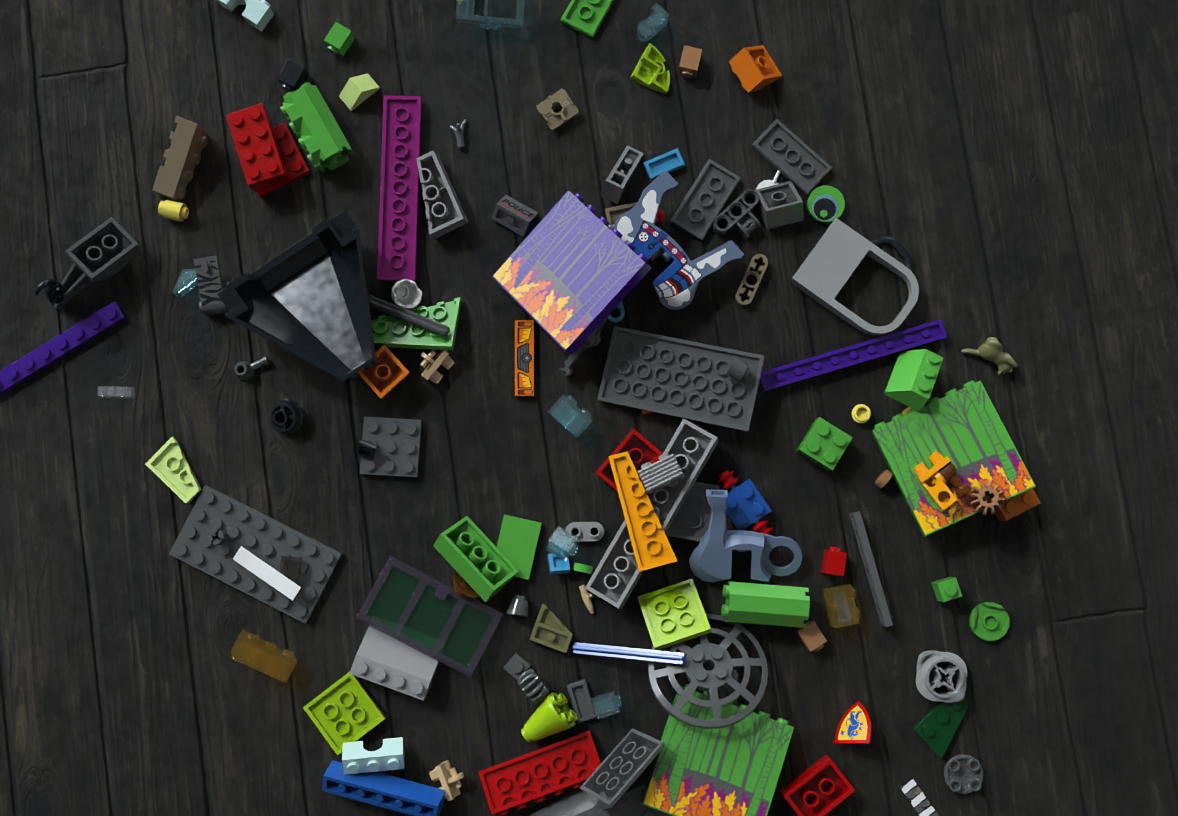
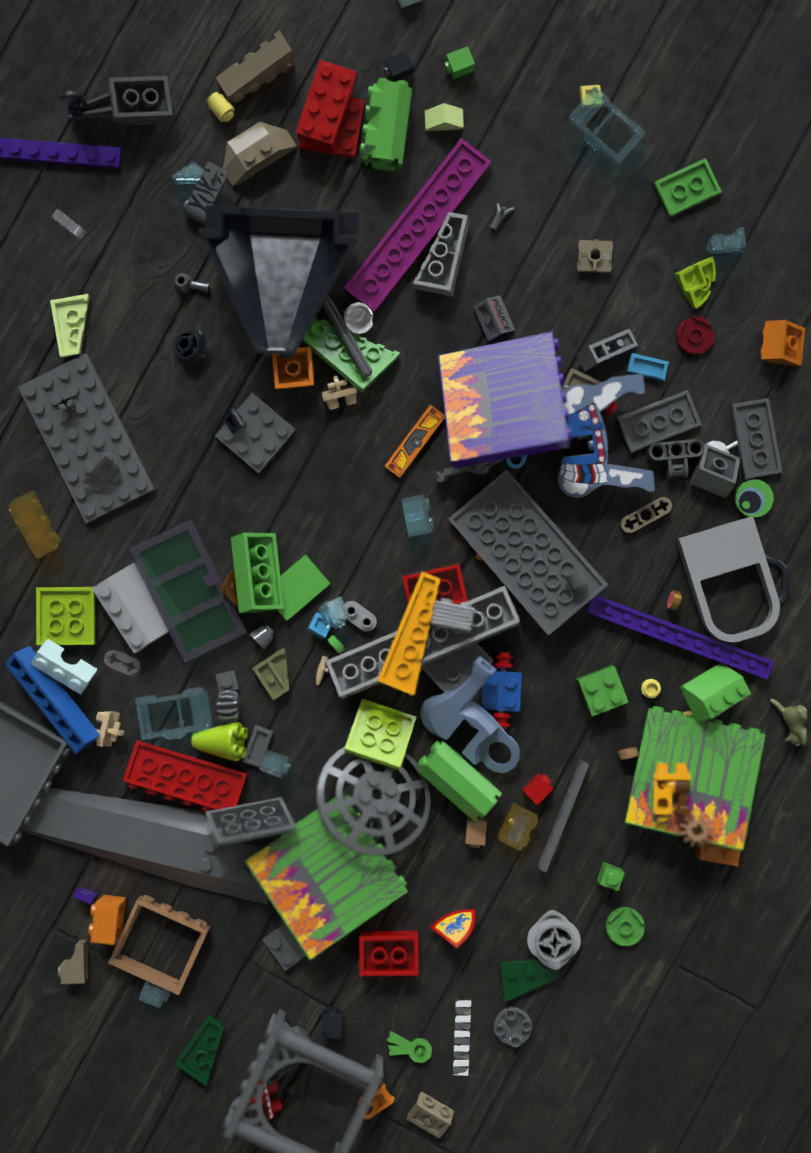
camera: 35 degrees right, 5 degrees up
(226, 224) = (255, 151): none -> dark tan wedge
(266, 573) = (84, 460): white sticker -> none
(420, 720) = (120, 666): none -> clear beam
(512, 707) = (199, 707): none -> clear light blue piece
(629, 653) = (322, 738): axle -> none
(682, 113) = (695, 335): none -> dark red tile
(689, 61) = (733, 297): medium nougat brick -> none
(825, 330) = (674, 600): none -> pearl gold tile

